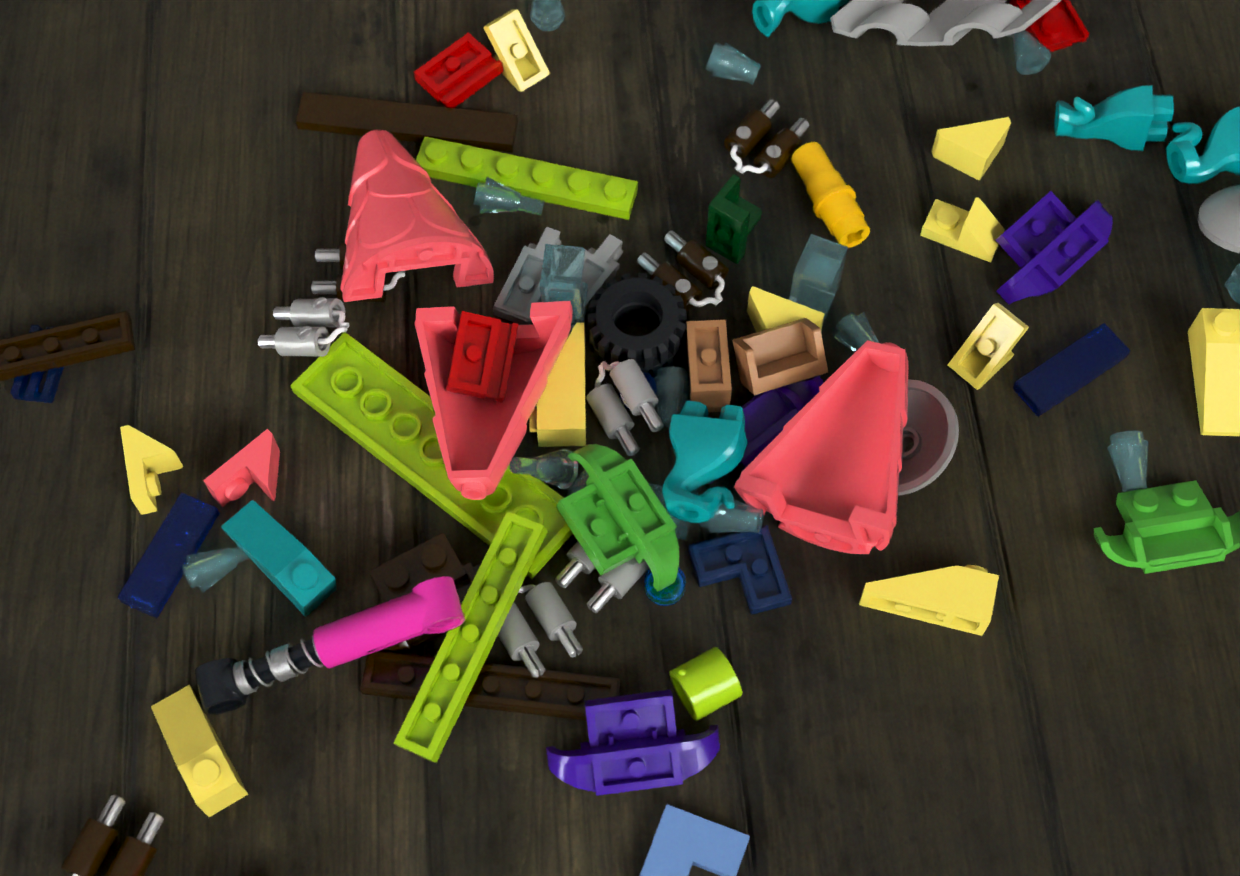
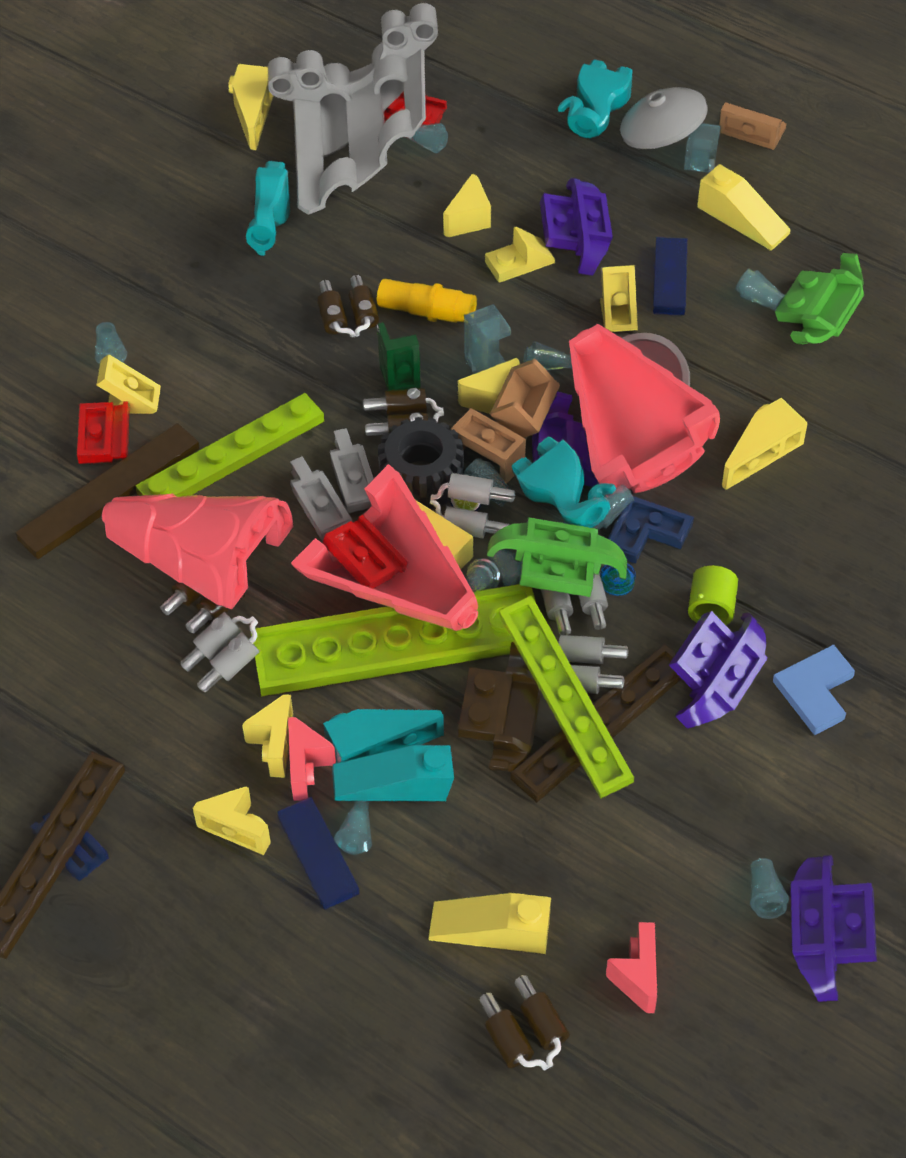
camera: 50 degrees left, 10 degrees down
(258, 418) = (271, 730): none -> light yellow slope
(308, 505) = (381, 730): none -> teal slope
(428, 609) = (531, 699): piece -> none
(497, 198) = (231, 477): clear light blue cone -> none
(563, 278) = (356, 464): clear light blue panel -> none
(732, 64) = (267, 284): clear light blue cone -> none
(1124, 118) = (530, 126): teal hips -> none

